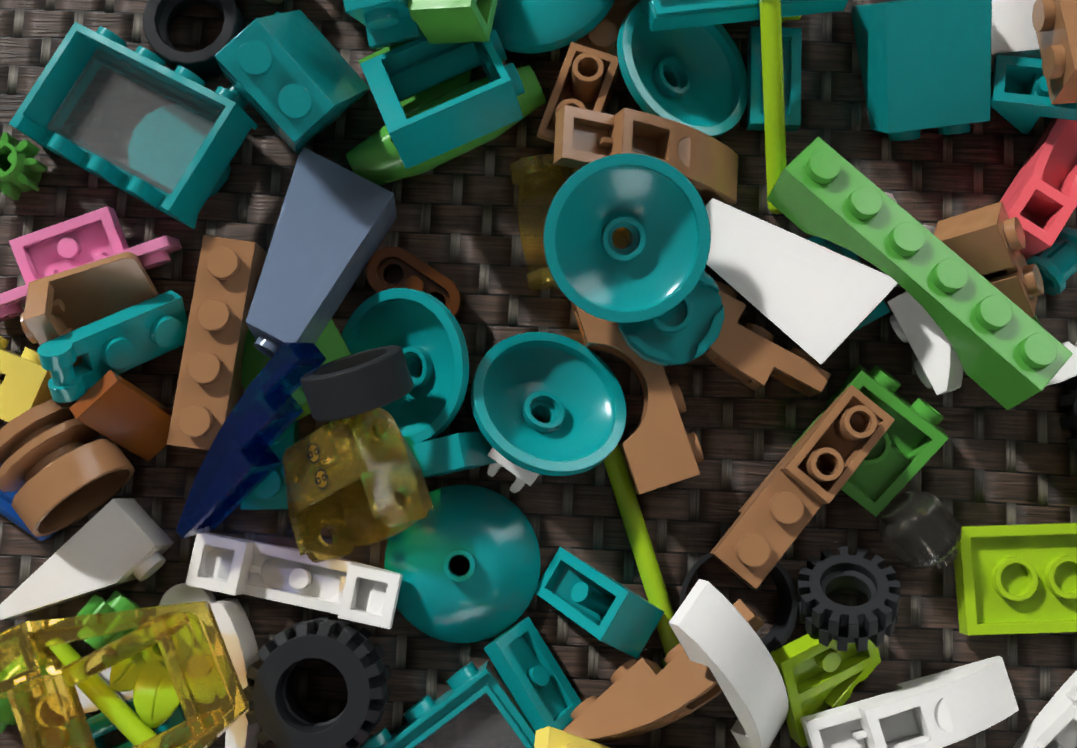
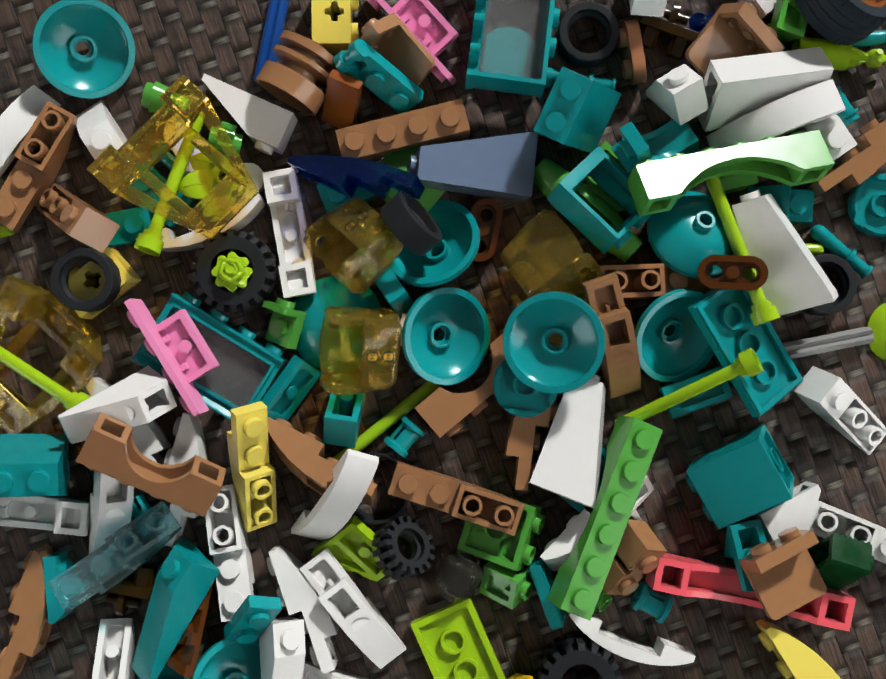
camera: 65 degrees right, 5 degrees up
(314, 695) = (232, 271): none -> lime plant
(429, 643) = (285, 322): none -> bright green bracket
(494, 201) = (548, 257): none -> clear yellow piece
(517, 543) = (359, 349): none -> clear yellow piece
(675, 528) = (404, 436): none -> teal bush
(959, 465) = (505, 585): none -> bright green bracket
(981, 406) = (543, 581): none -> teal tile

